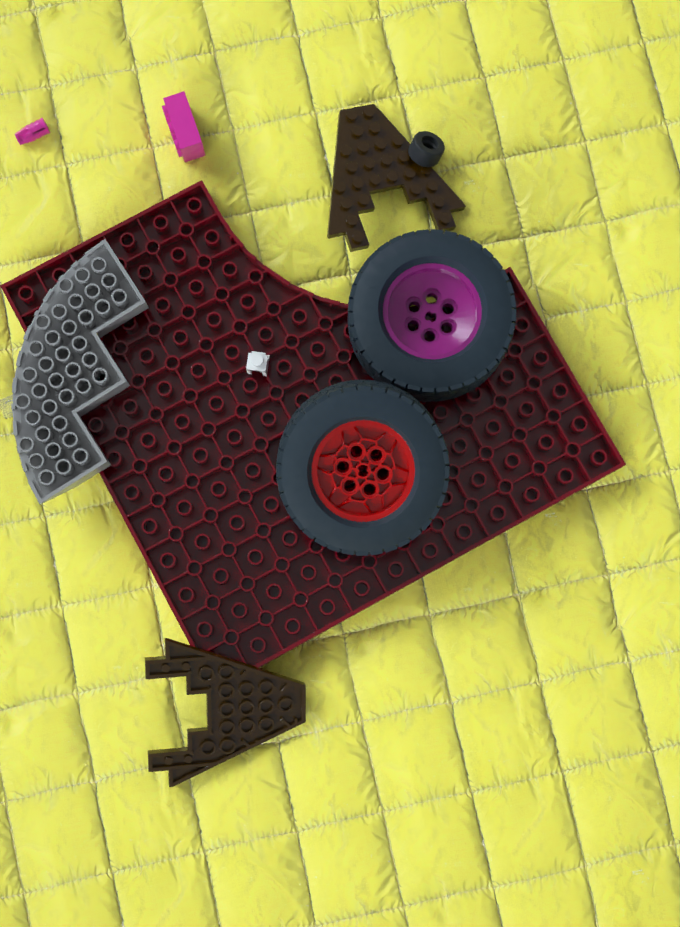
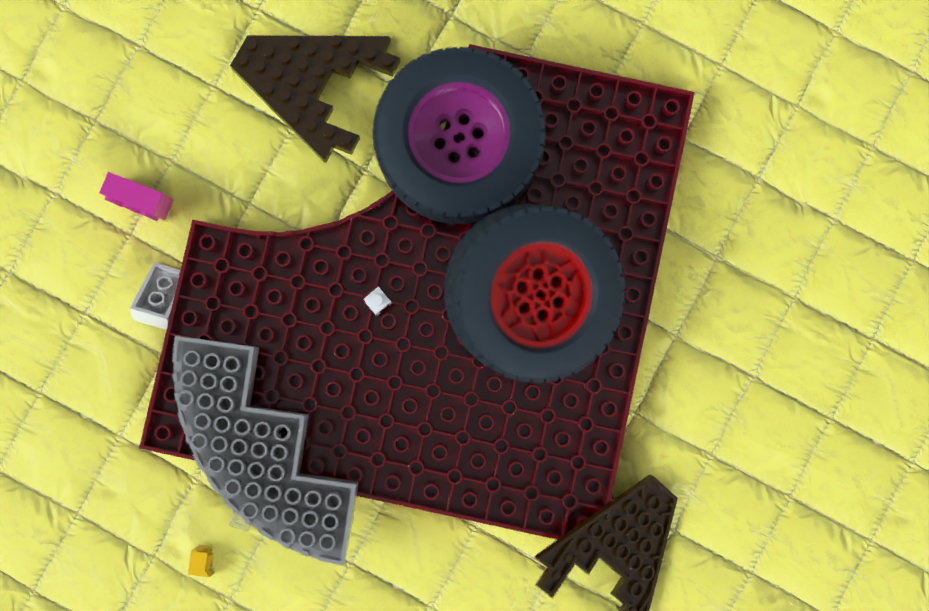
camera: 50 degrees left, 5 degrees up
(32, 131) = (34, 317): dark pink hinge -> none
(121, 203) = (156, 296): none -> white slope
(426, 149) = (319, 26): black tyre -> none

